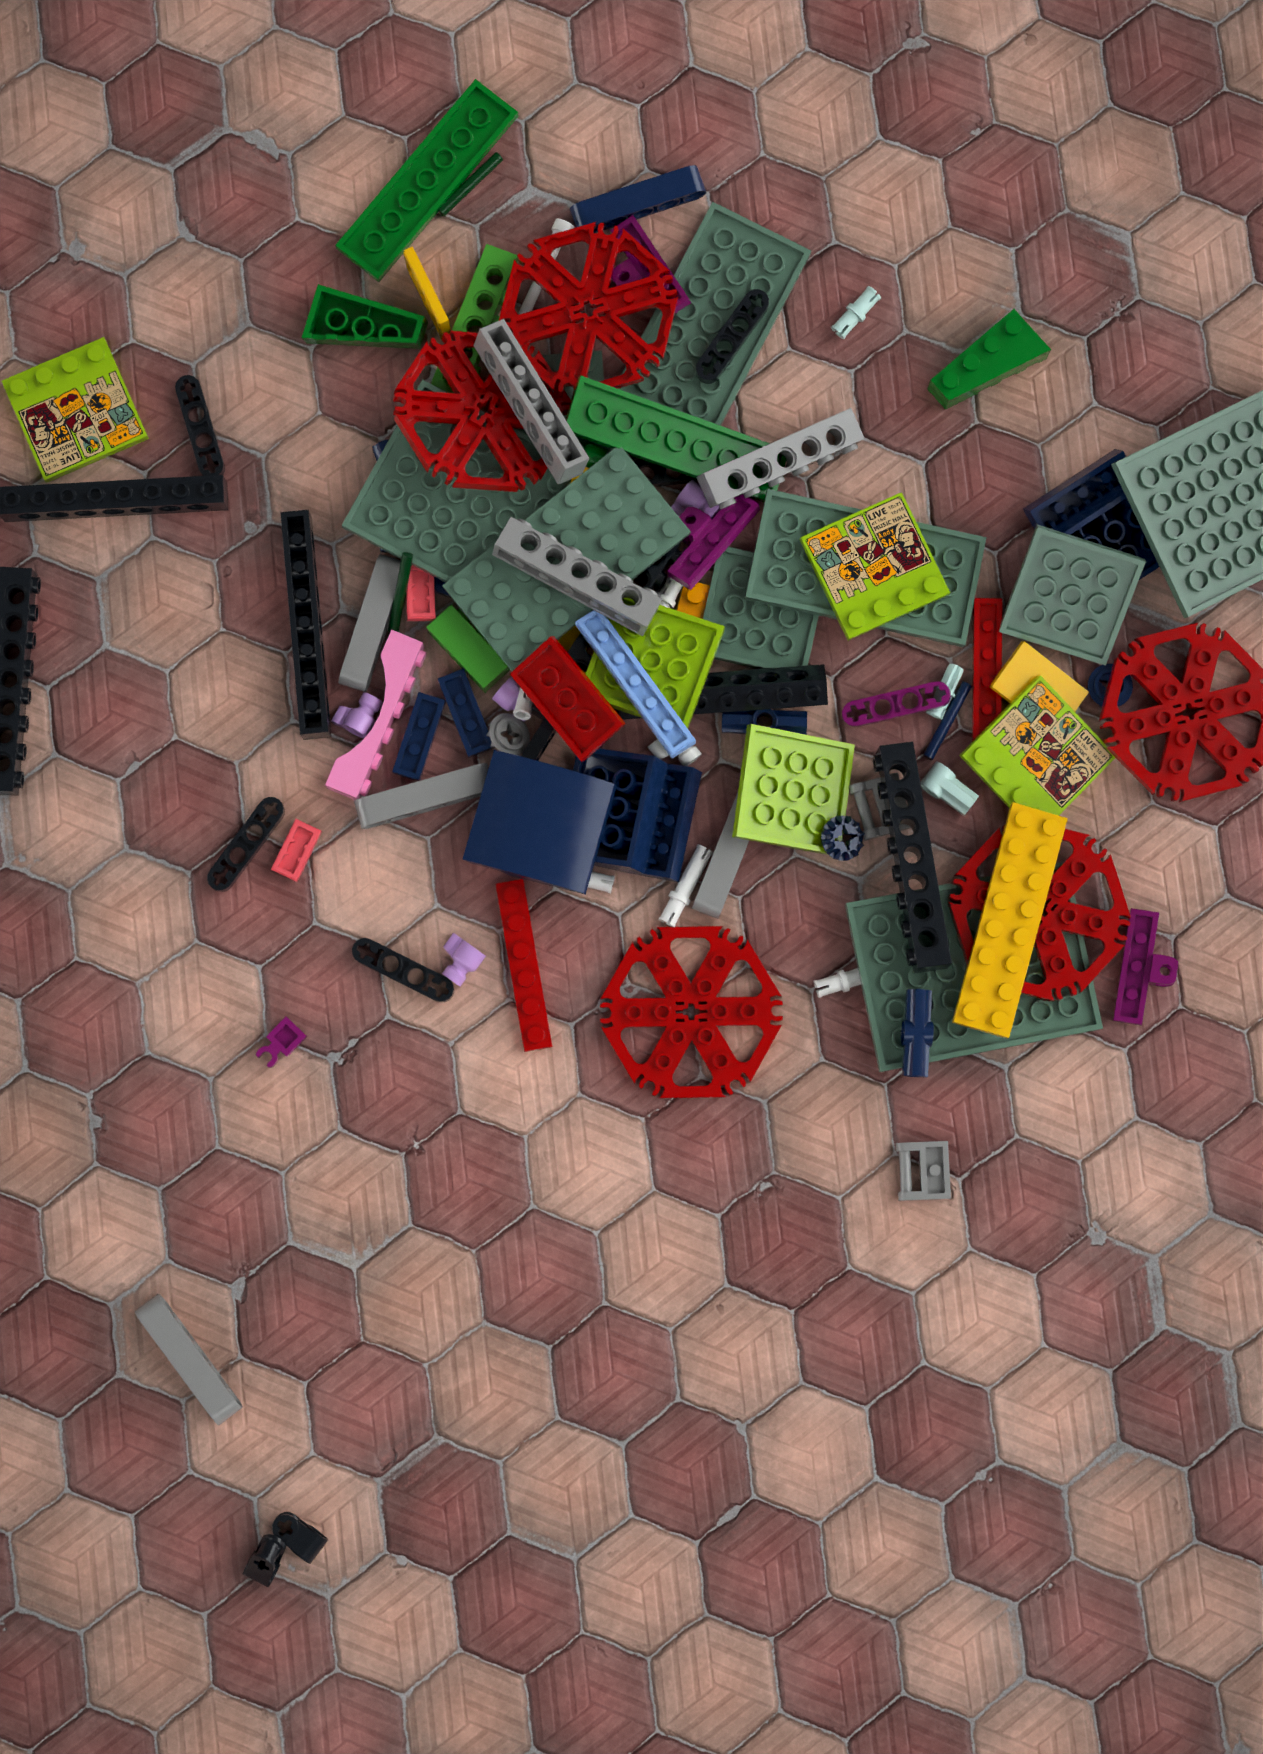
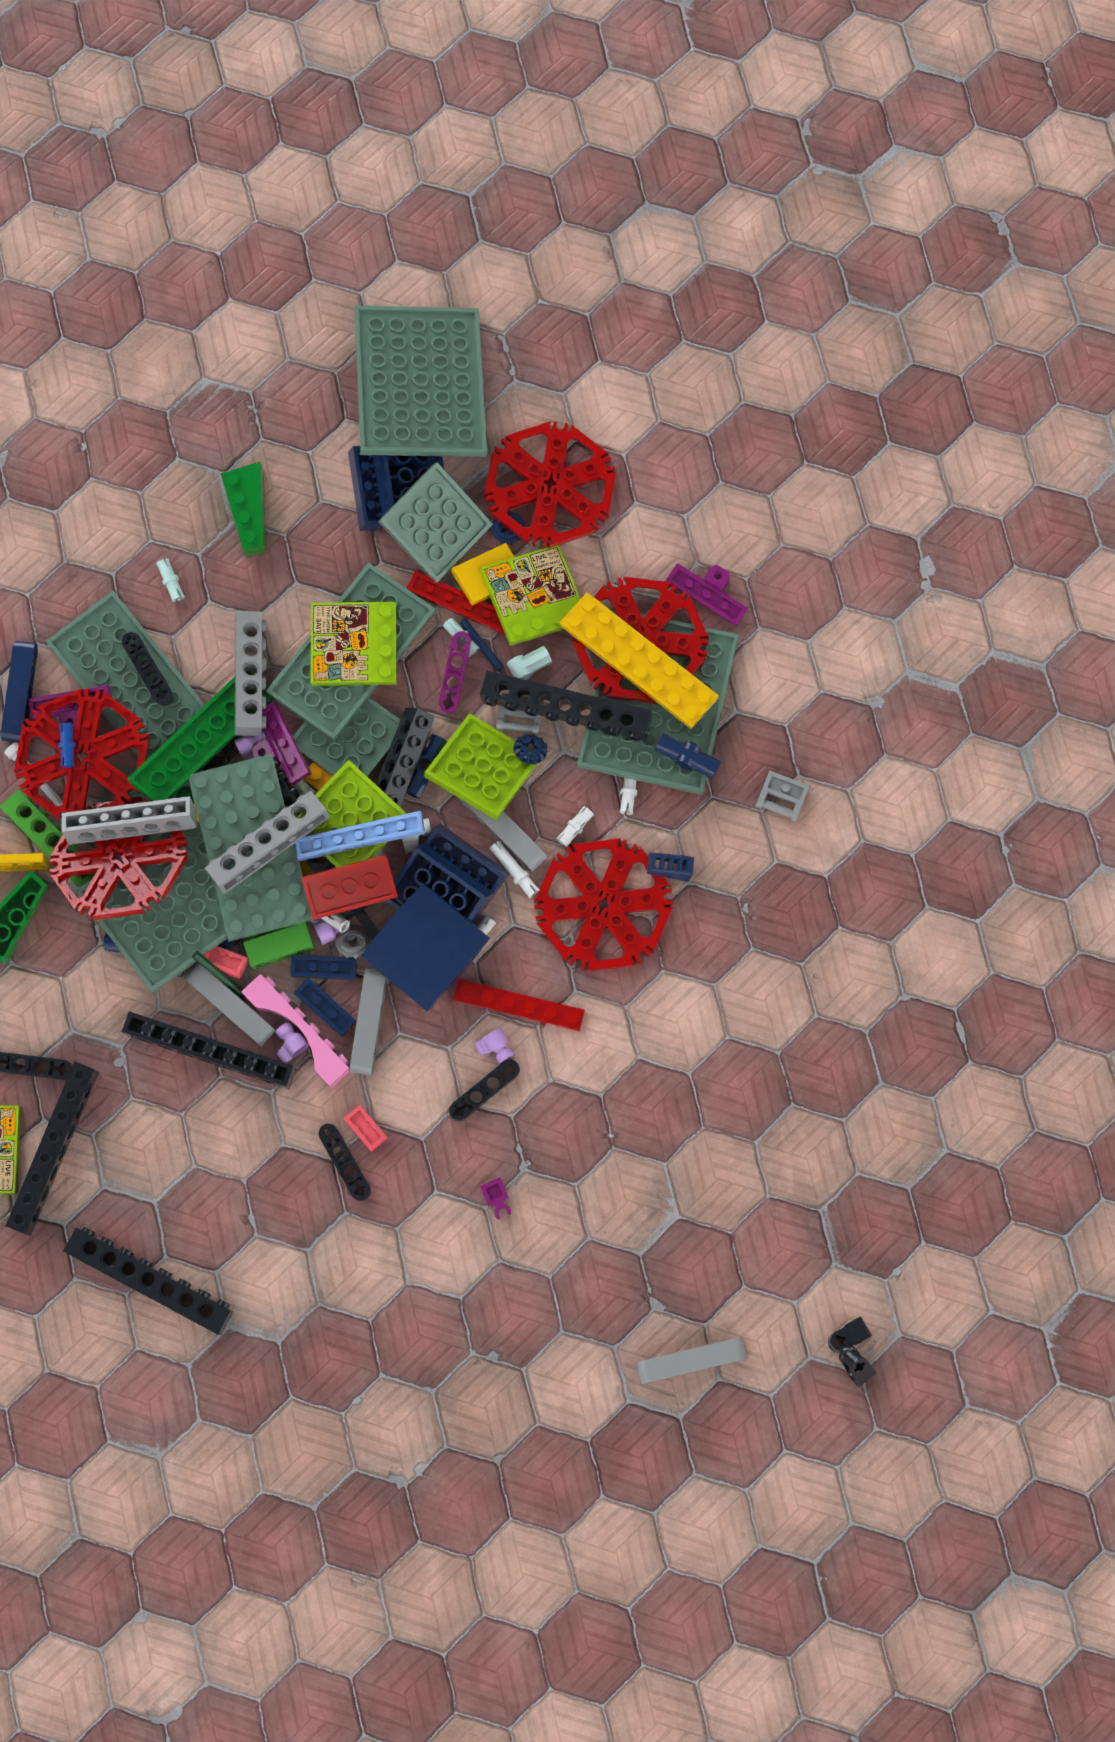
camera: 60 degrees left, 5 degrees down
(590, 285) = (66, 745): none -> blue pin
(771, 935) = (575, 826): none -> white pin
(783, 1069) = (676, 874): none -> dark blue slope

